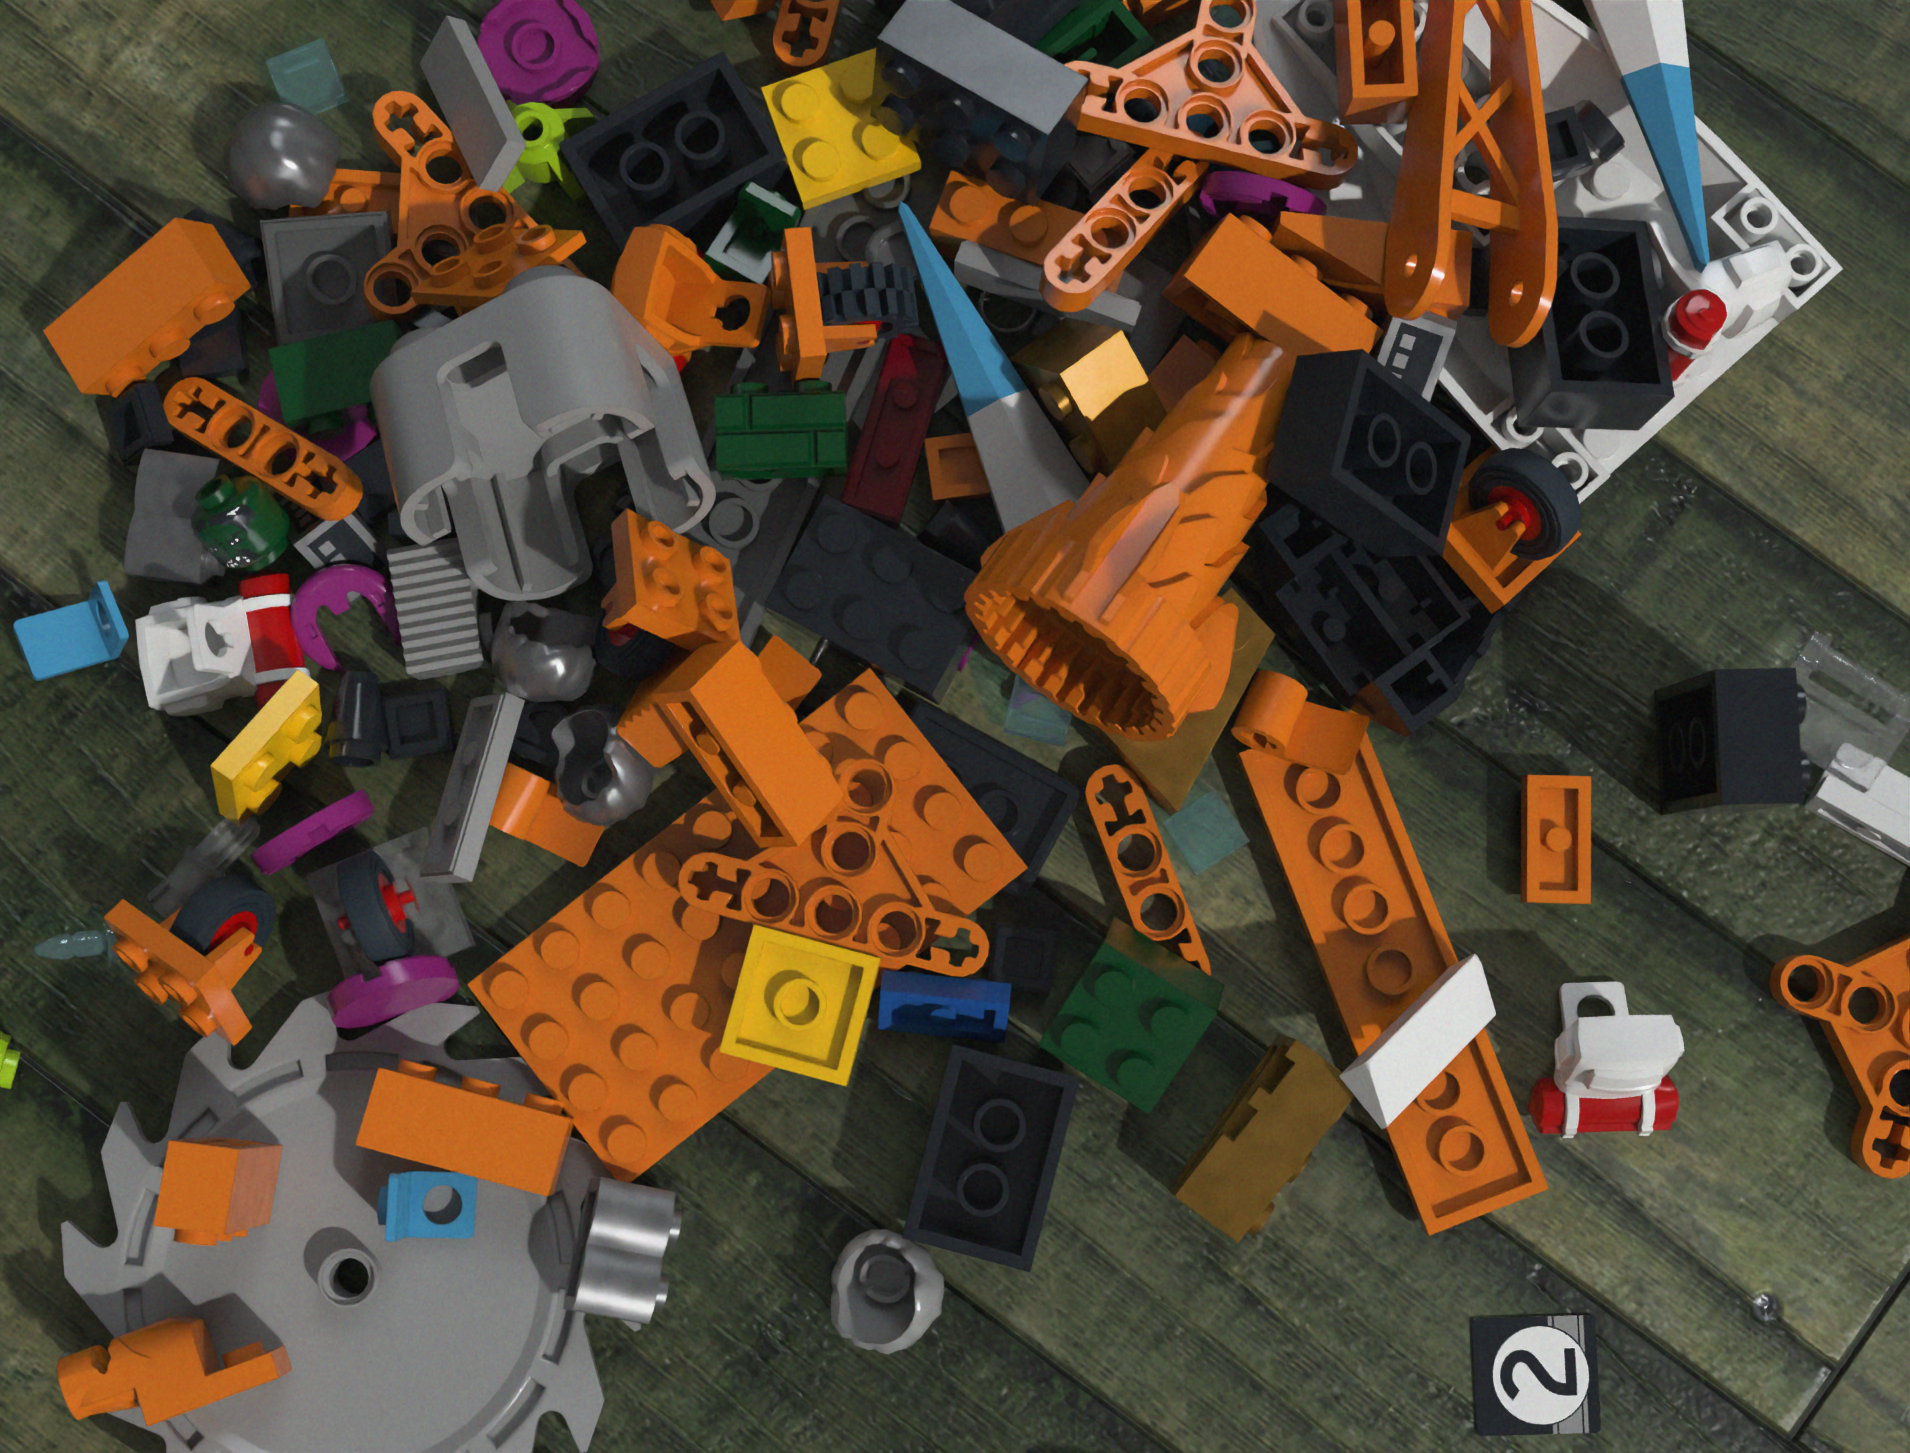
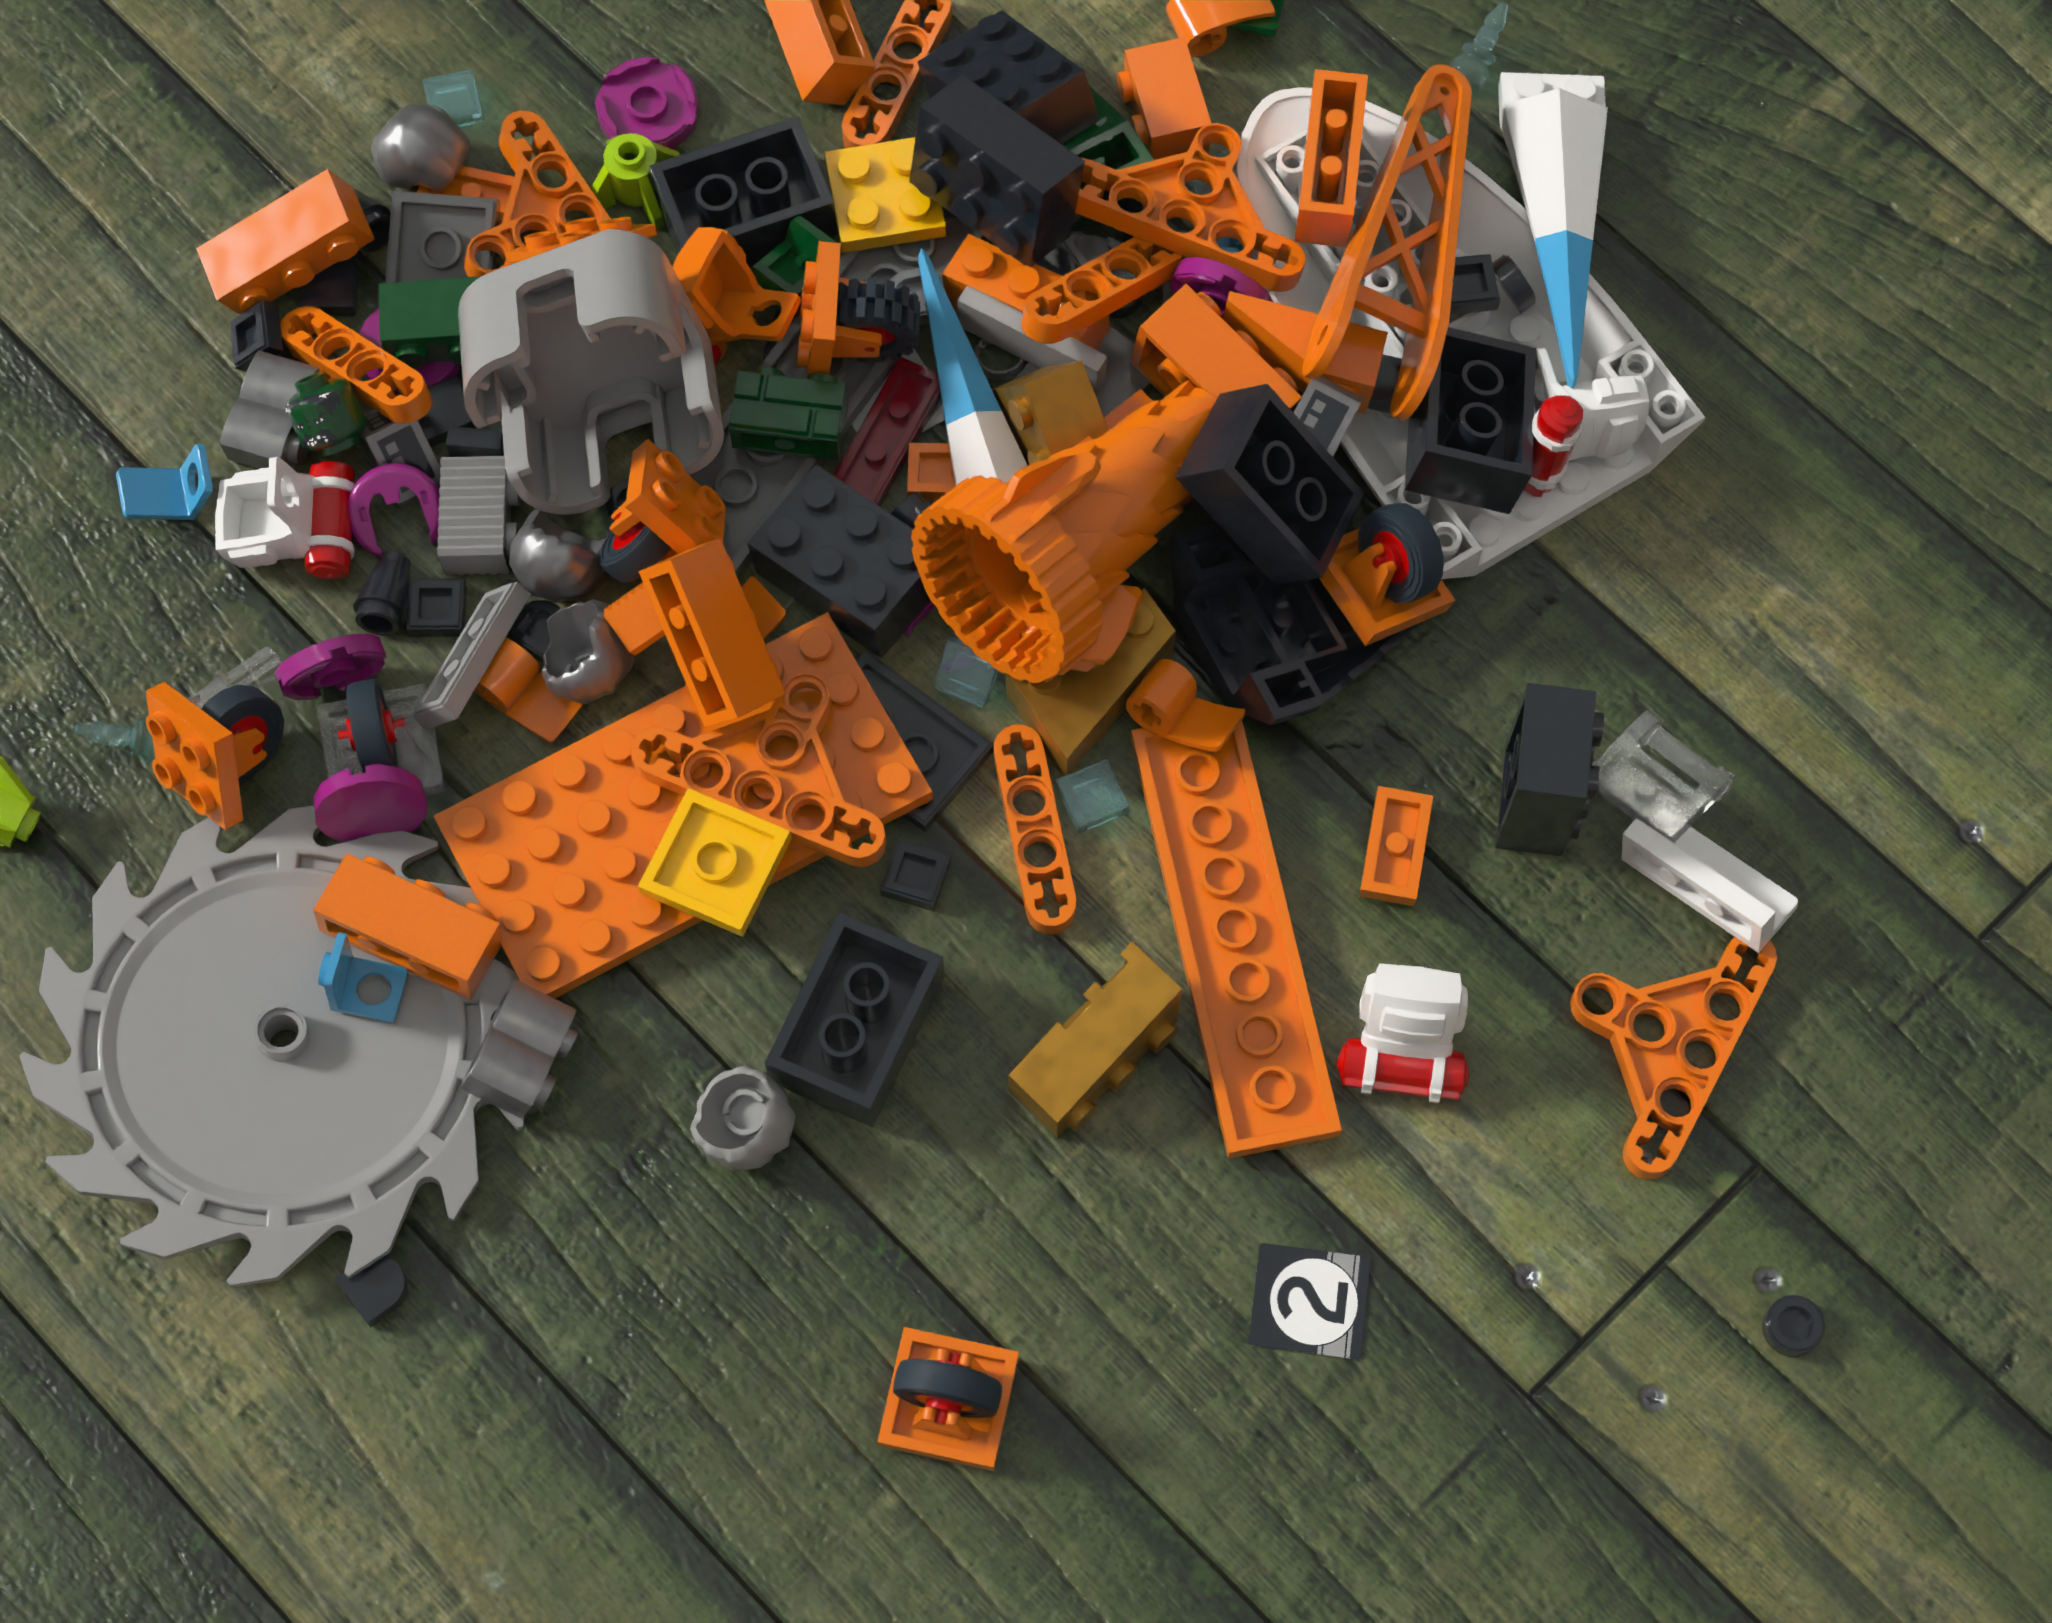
camera: 10 degrees right, 15 degrees down
(166, 1369) = (115, 1071): orange plate -> none
(216, 1188) = (196, 908): orange brick -> none
(267, 749) = (309, 591): yellow plate -> none
(472, 104) = (585, 130): light grey tile -> none
(944, 1006) = (823, 890): blue plate -> none
(1132, 1015) = (998, 921): dark green brick -> none
(1421, 1041) = (1243, 966): white slope -> none

